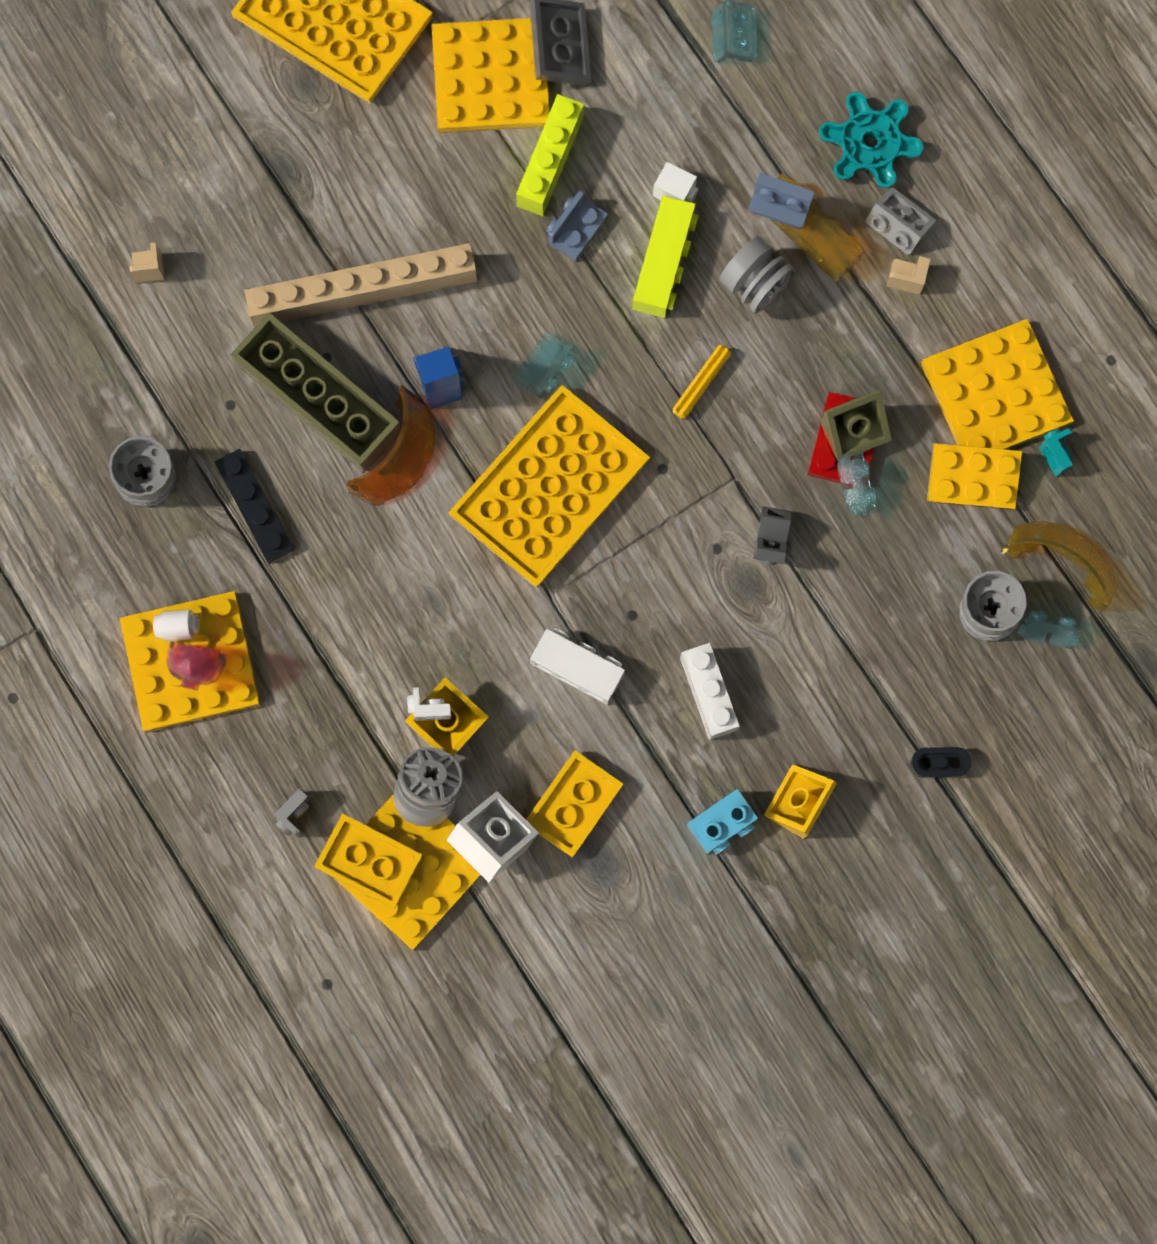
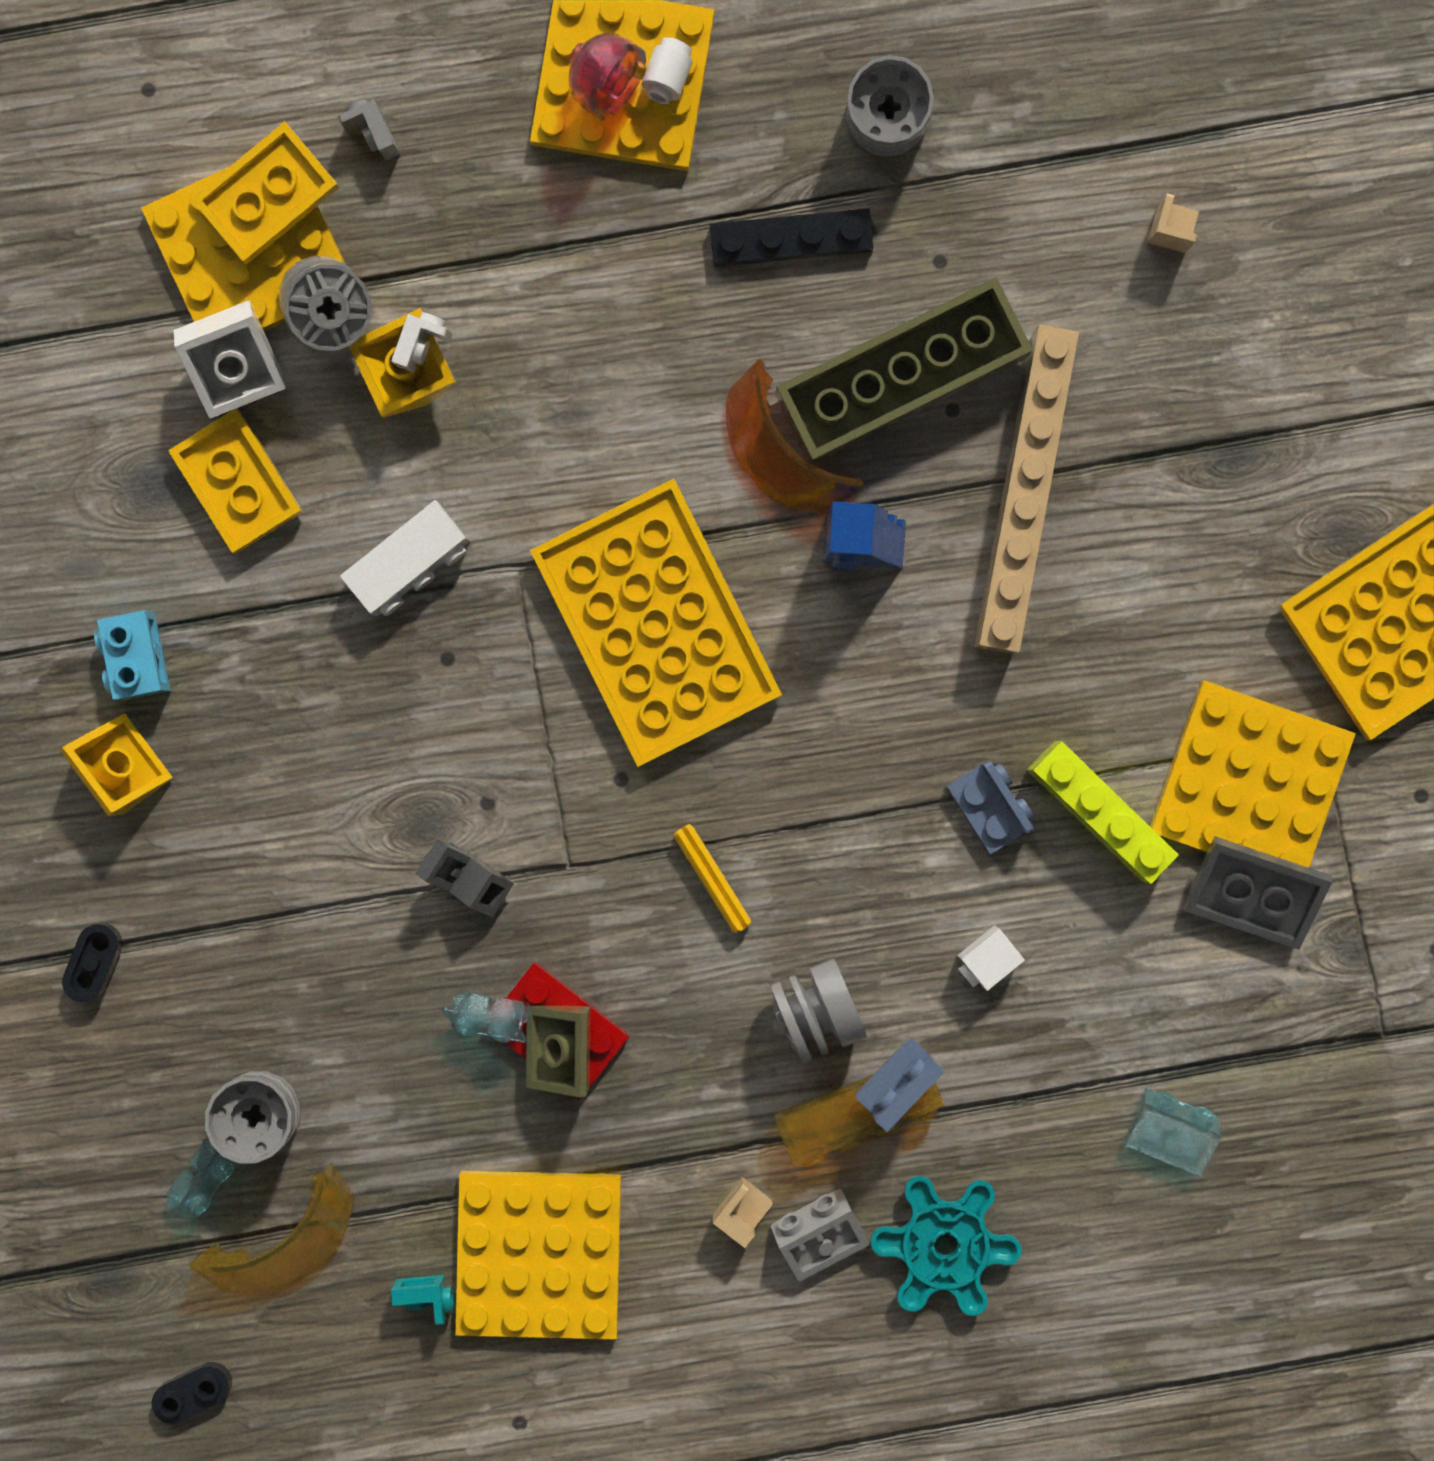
camera: 115 degrees right, 10 degrees up
(544, 365) = (820, 684): clear light blue bracket -> none
(663, 257) = (900, 902): neon yellow brick -> none
(709, 691) = (301, 710): white brick -> none
(974, 475) = (437, 1173): yellow plate -> none

